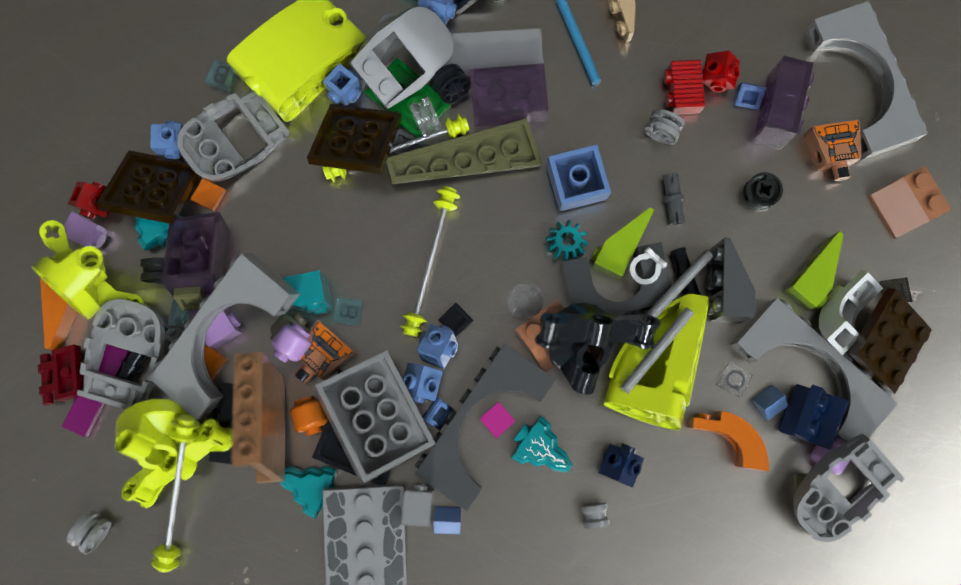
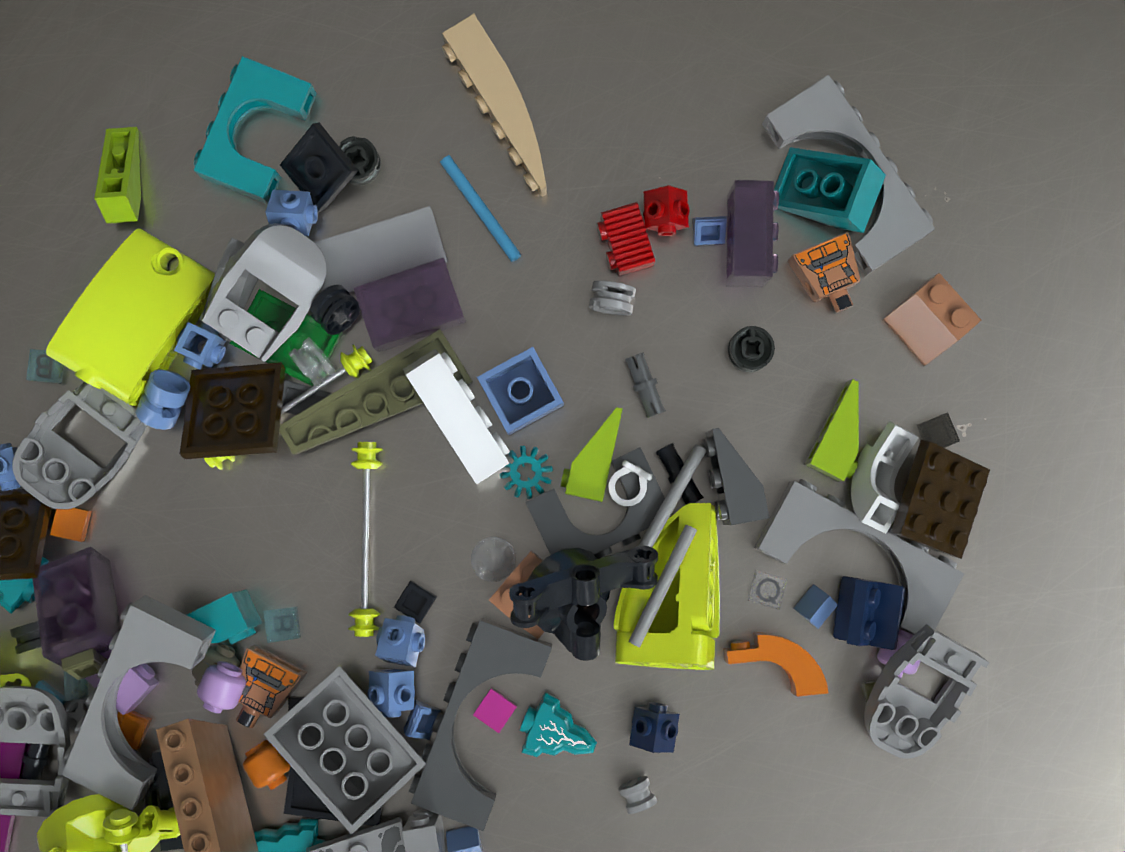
camera: 15 degrees left, 5 degrees up
(303, 118) = (162, 399): none -> medium blue wheel
(526, 180) = (455, 415): none -> white brick
(852, 84) = (829, 188): none -> teal slope

